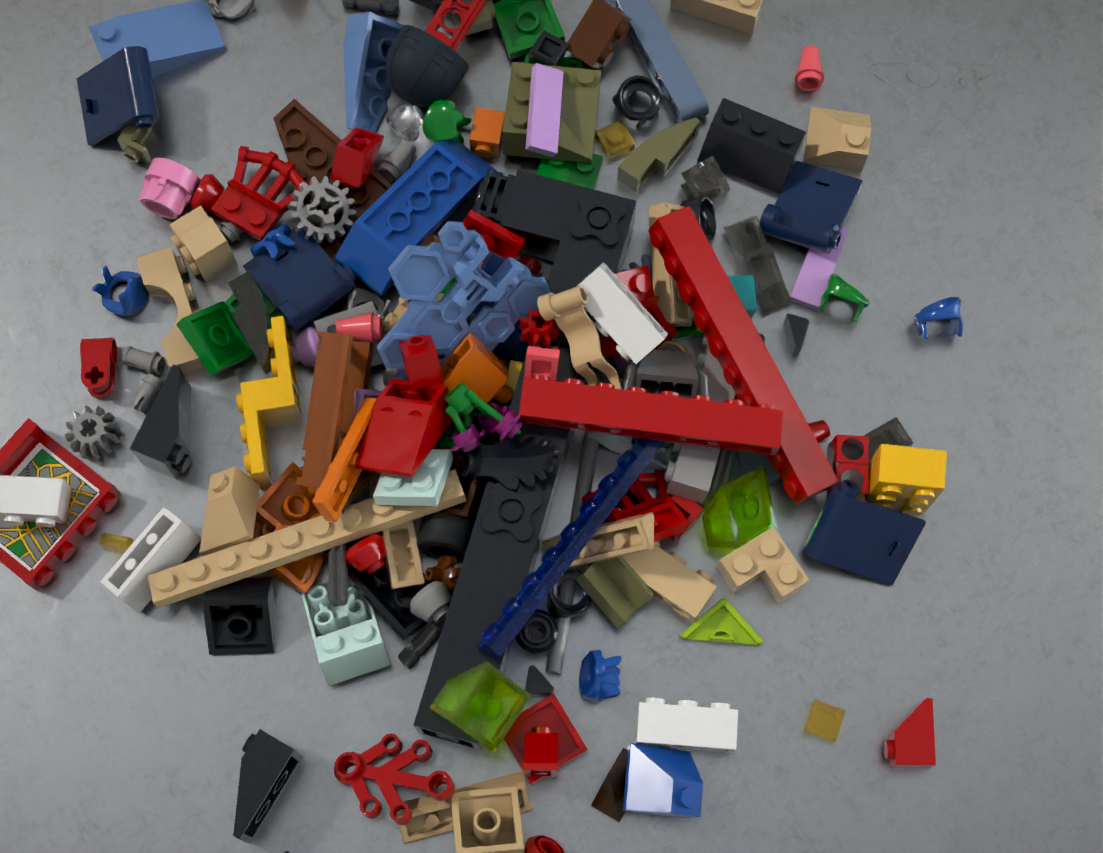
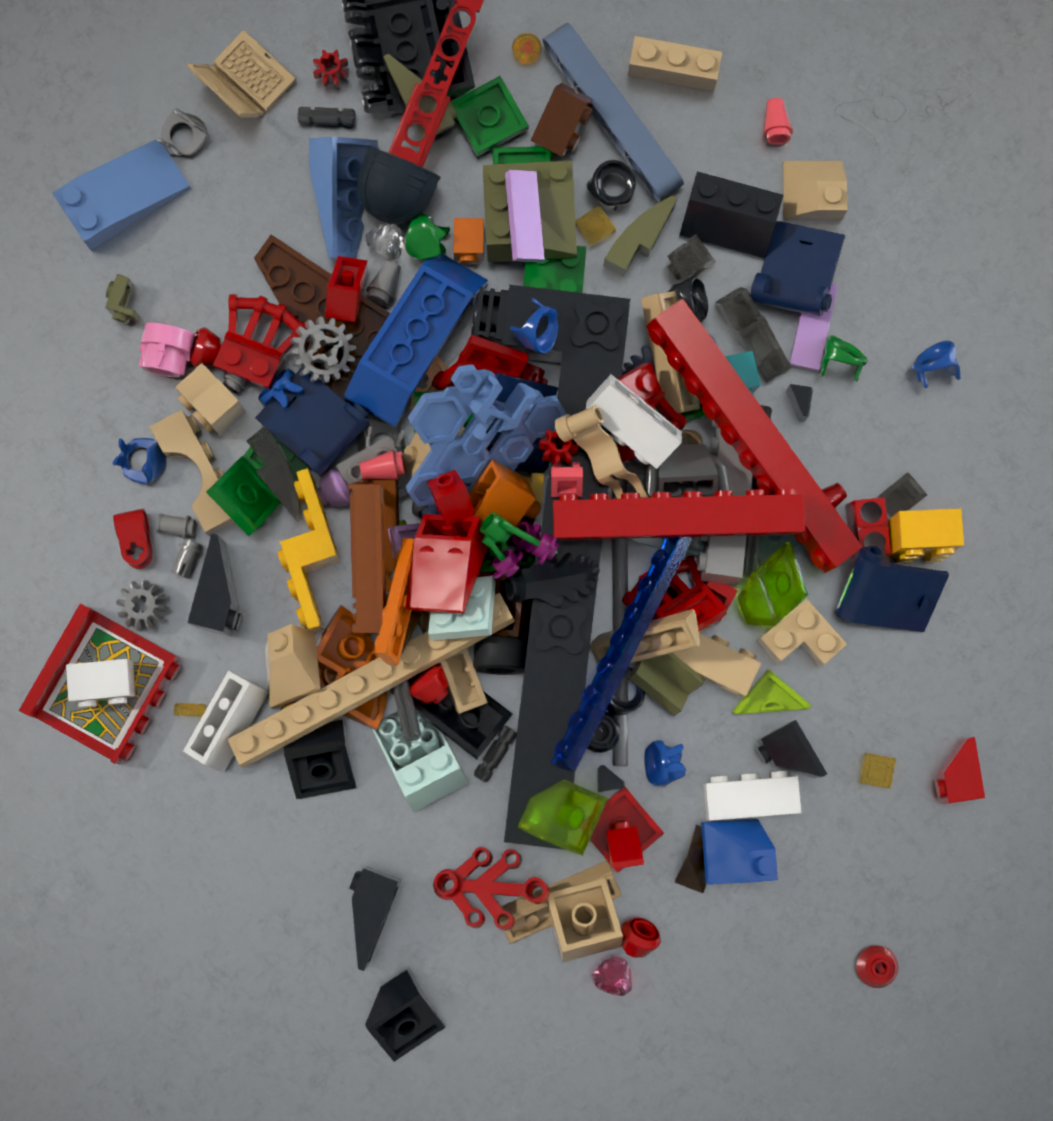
camera: 10 degrees left, 10 degrees up
(118, 94) = (96, 261): dark blue door -> none
(431, 602) = (498, 721): light grey cone -> none
(444, 572) = (503, 692): reddish brown plant -> none
(525, 212) = (527, 333): none -> blue piece
(548, 50) = (515, 146): black slope -> none
(734, 682) = (790, 751): none -> black slope

